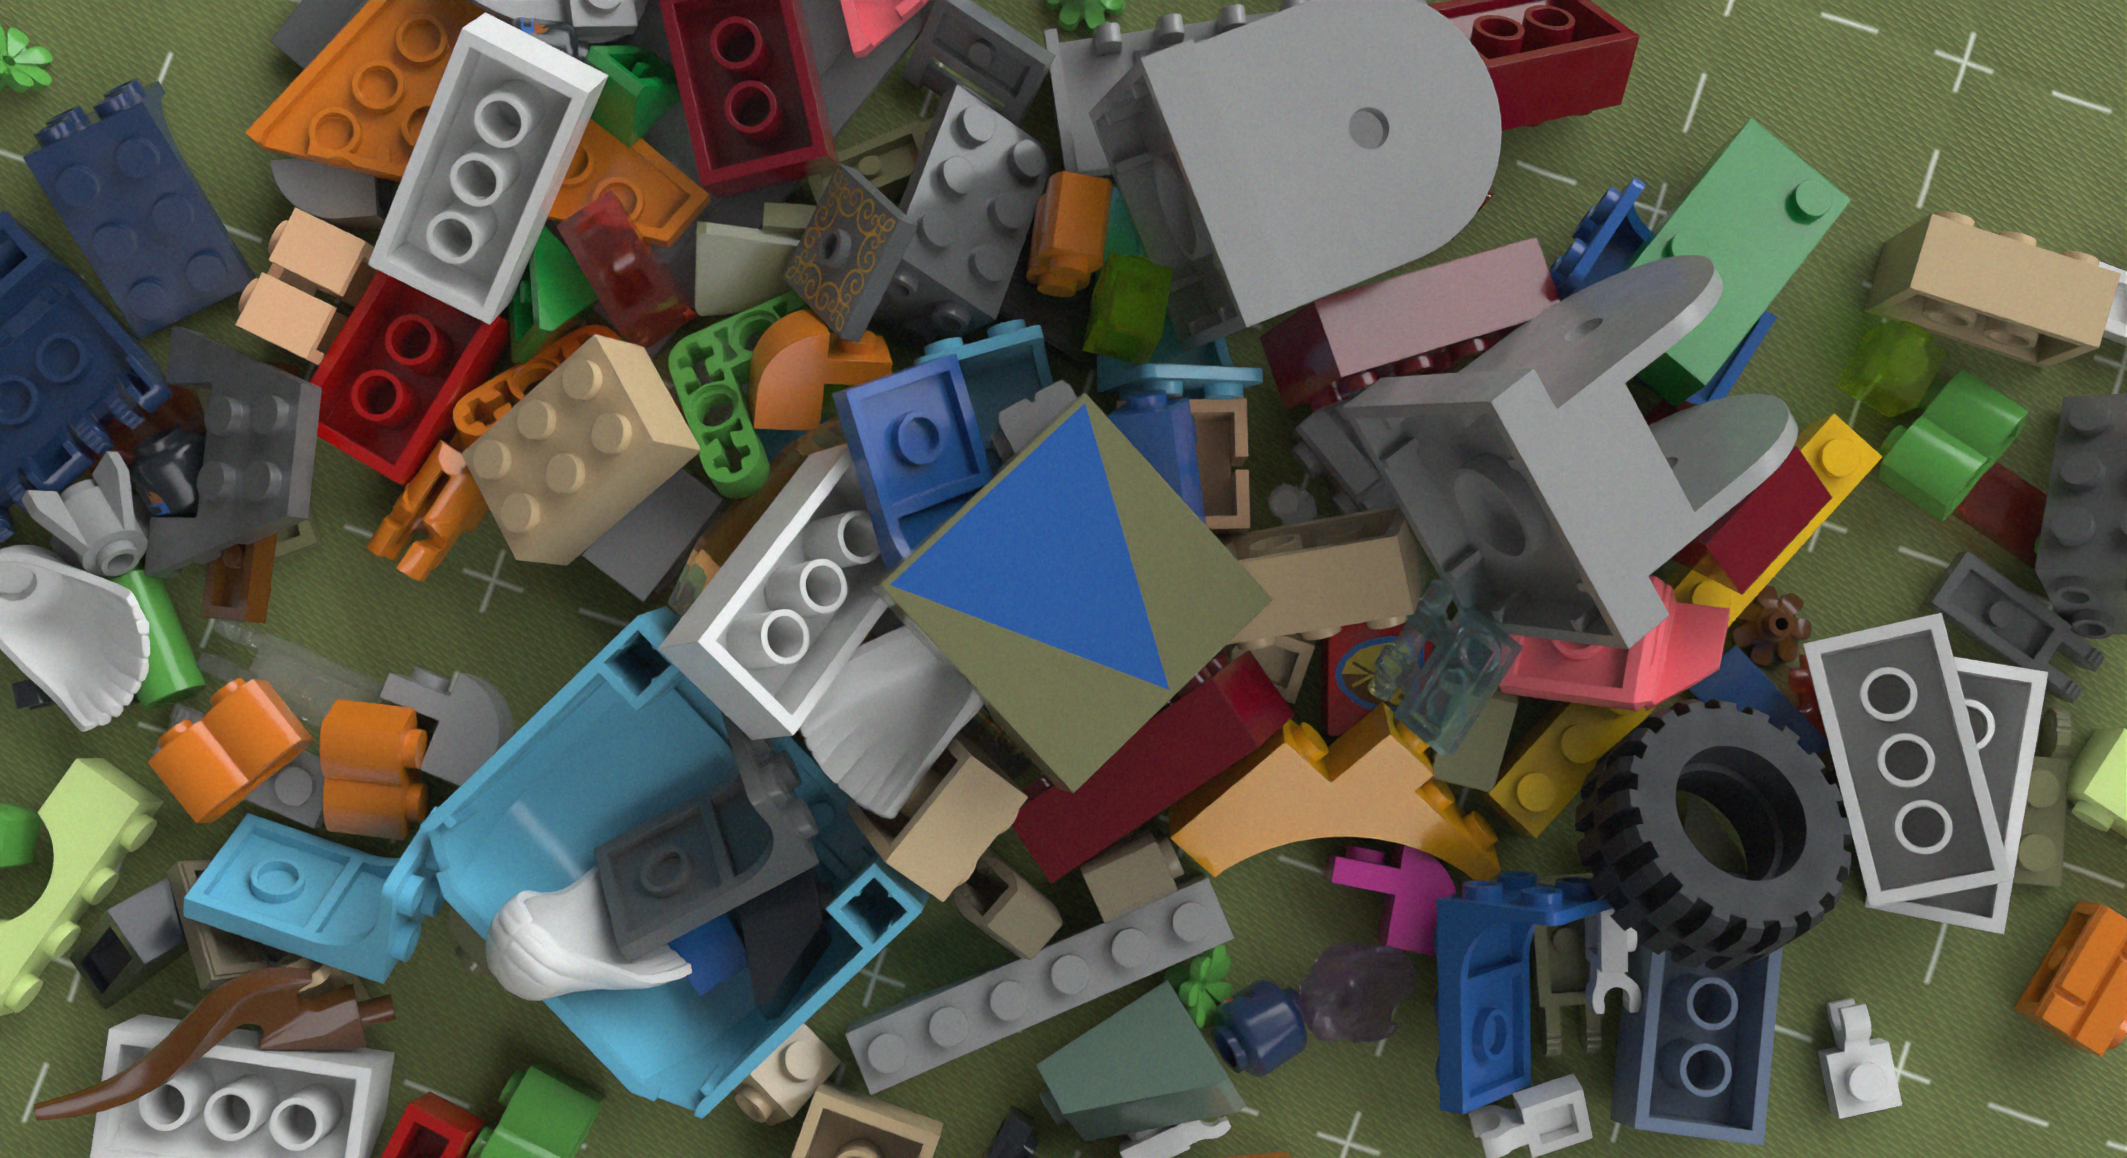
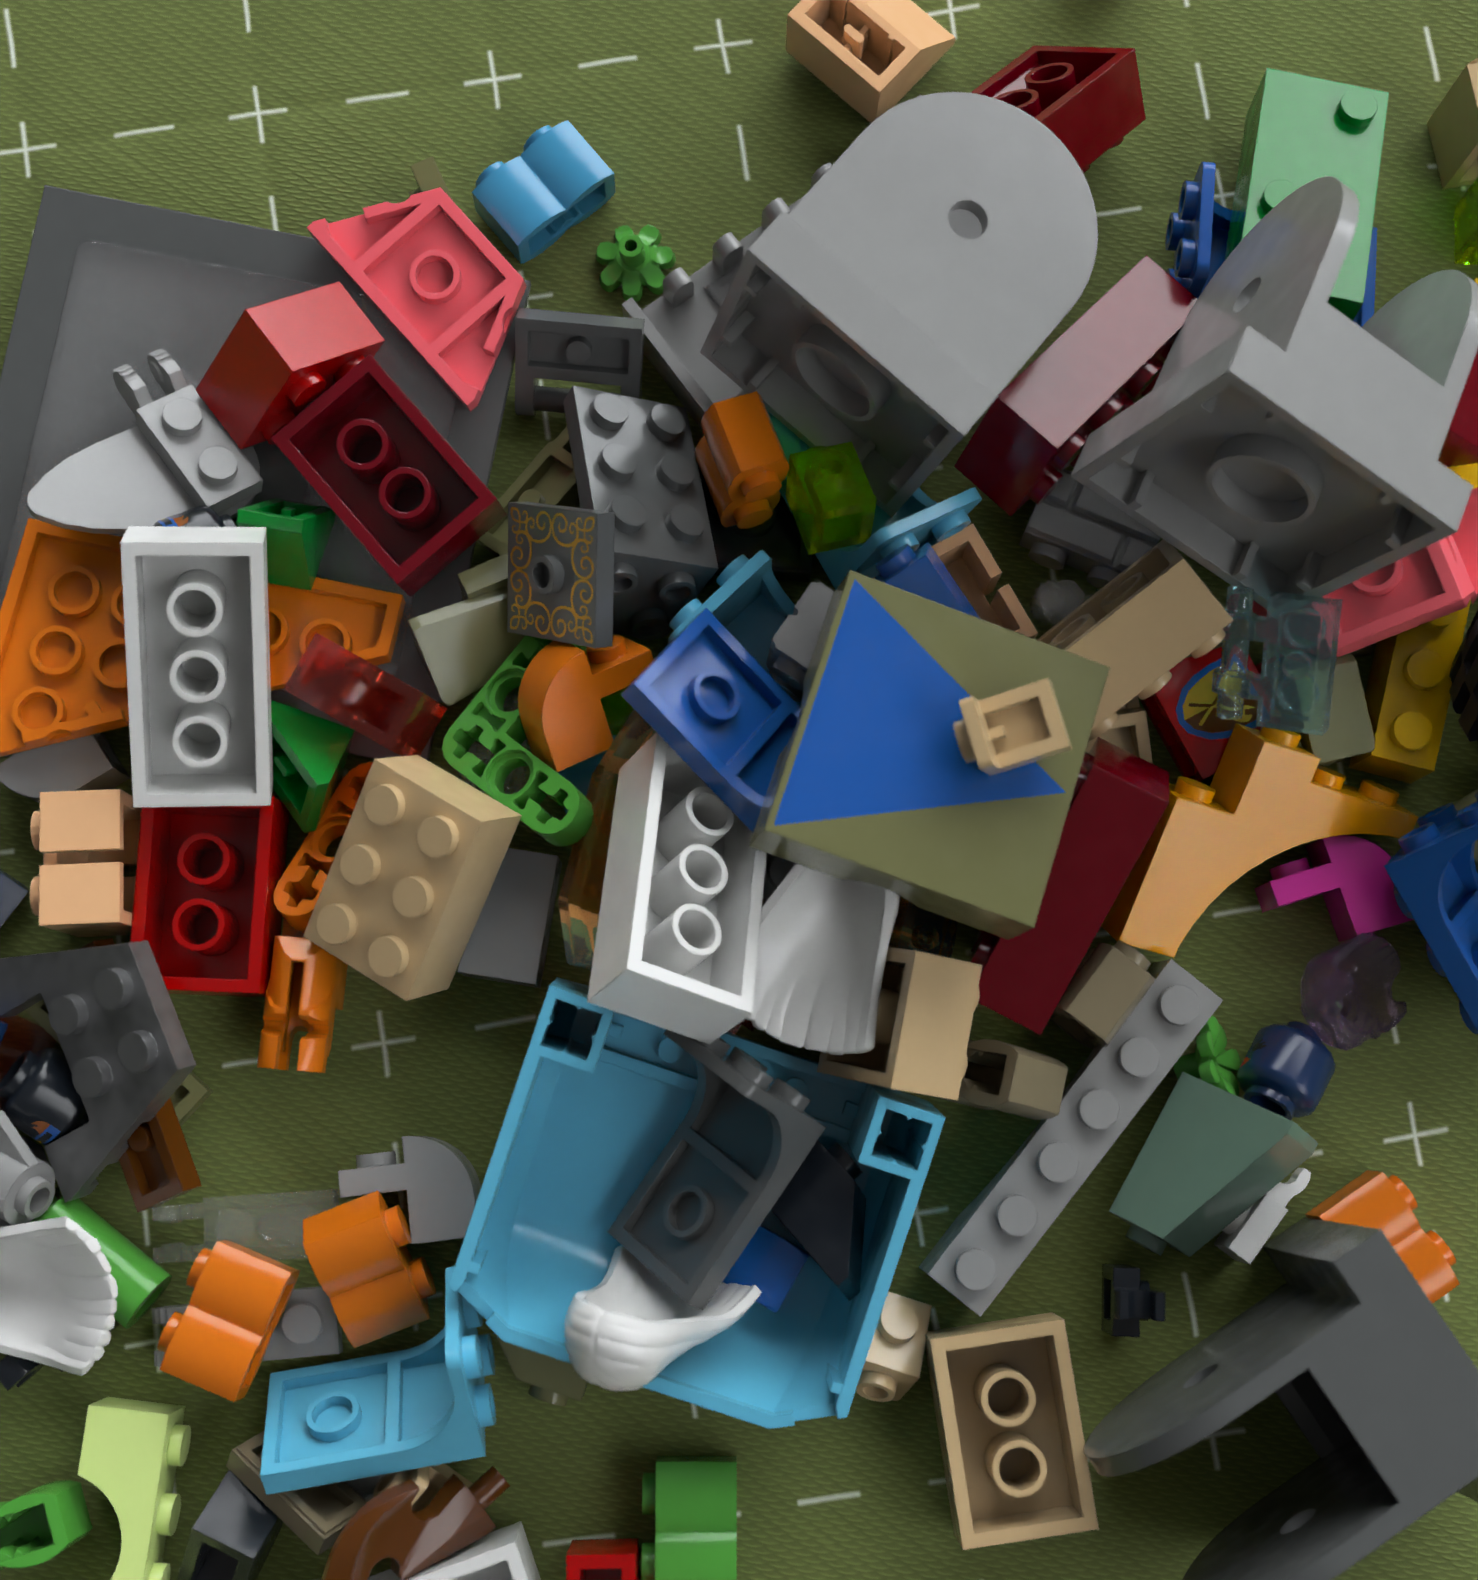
camera: 25 degrees left, 5 degrees down
(1146, 609) = (1012, 728): none -> tan bracket

